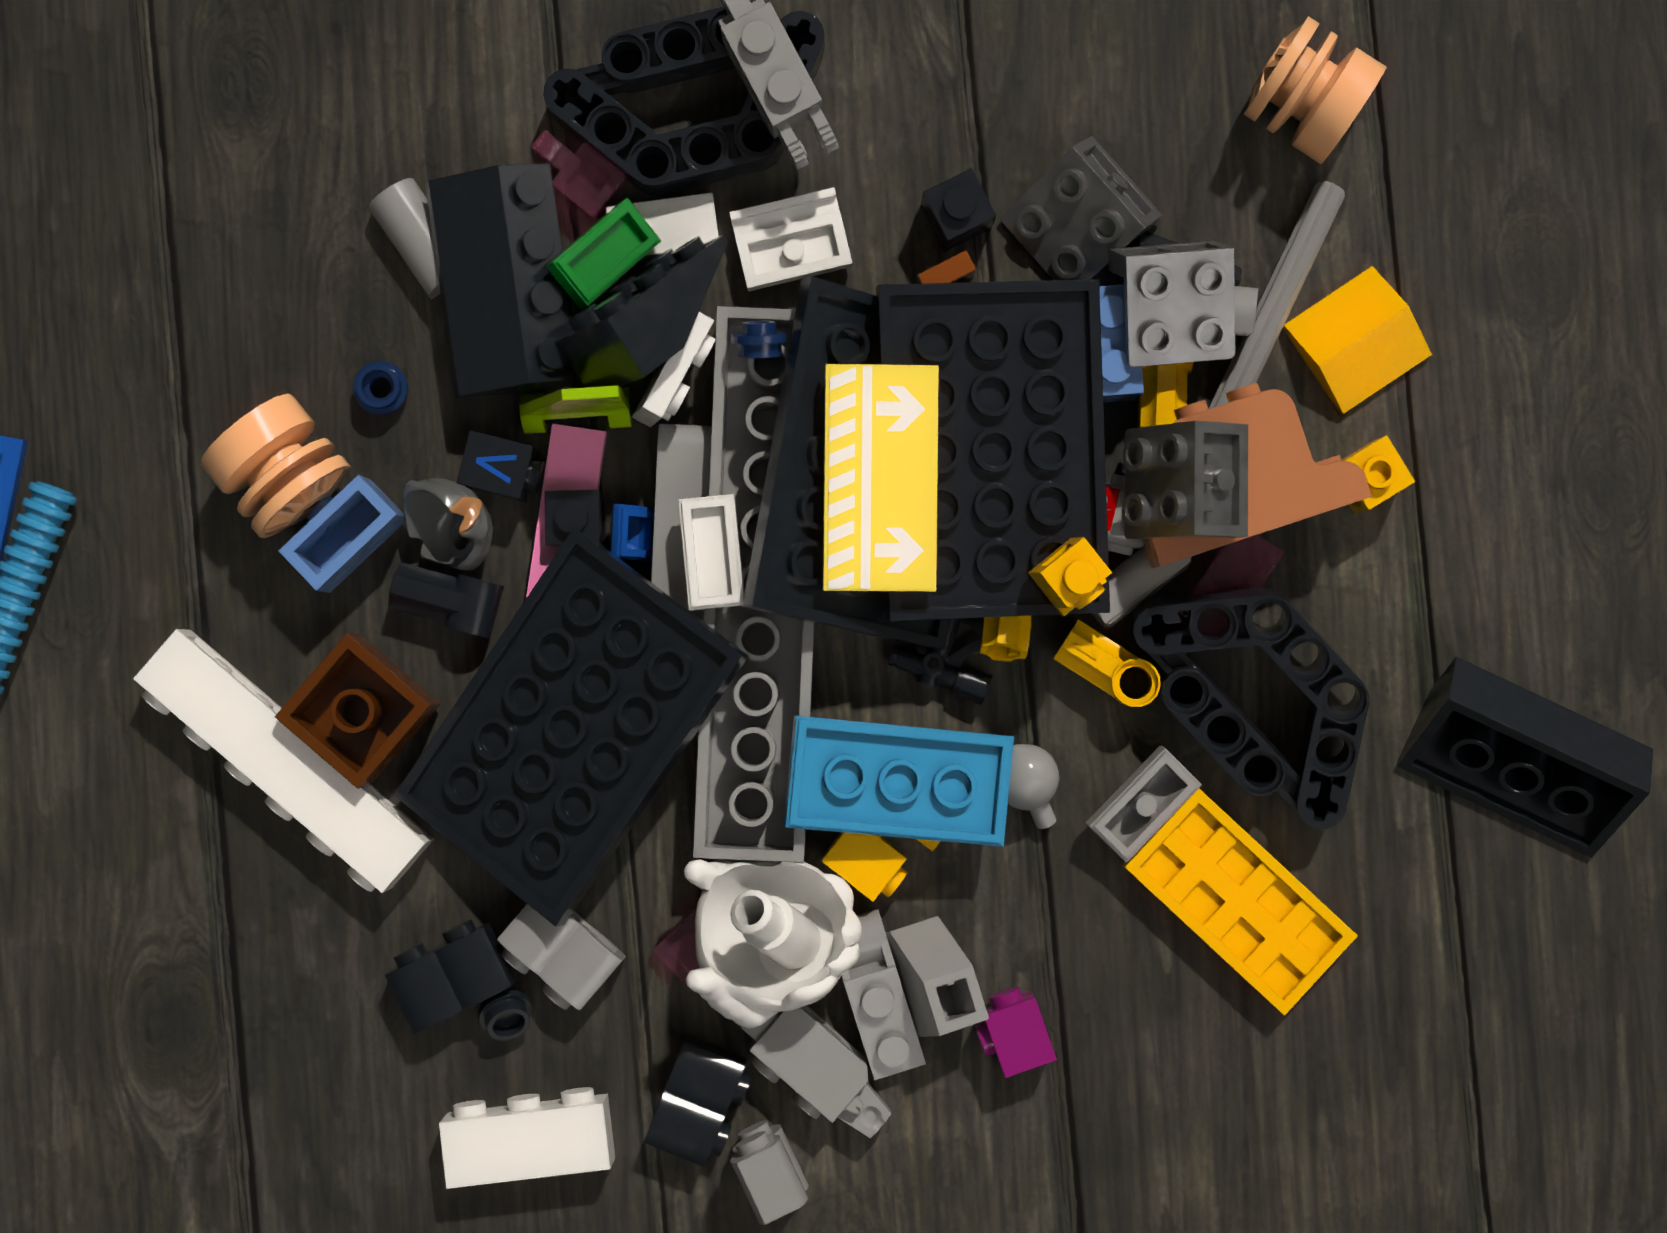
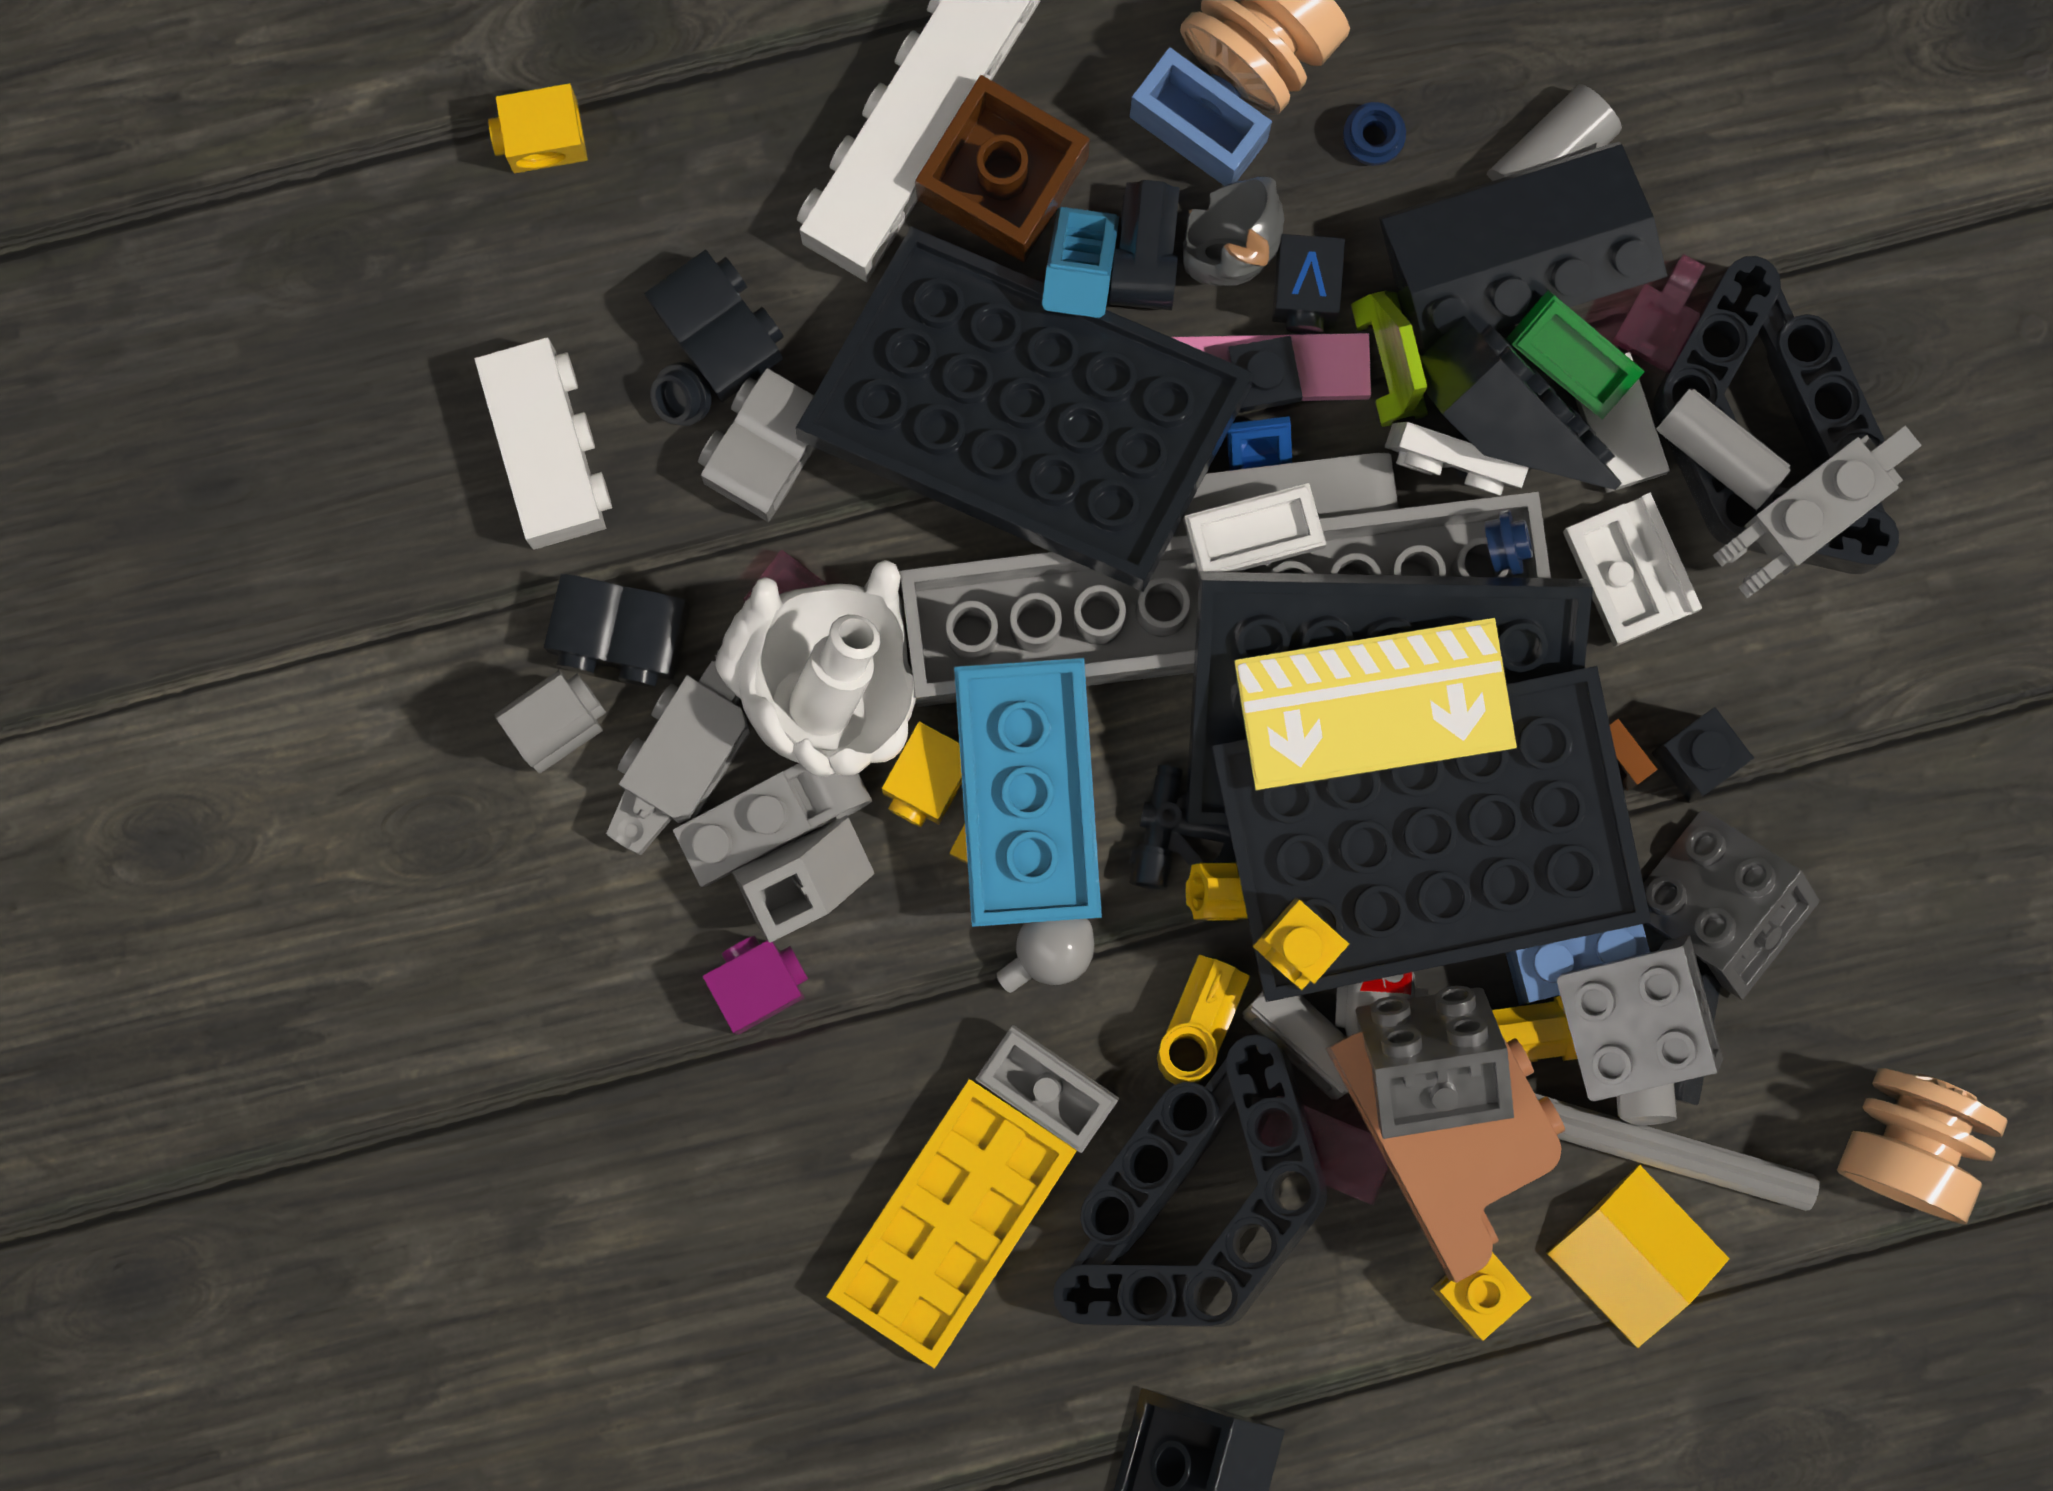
camera: 85 degrees right, 5 degrees down
(254, 1099) = (538, 129): none -> yellow brick
(453, 657) = (1080, 262): none -> dark azure slope
(707, 143) = (1724, 448): none -> light grey brick

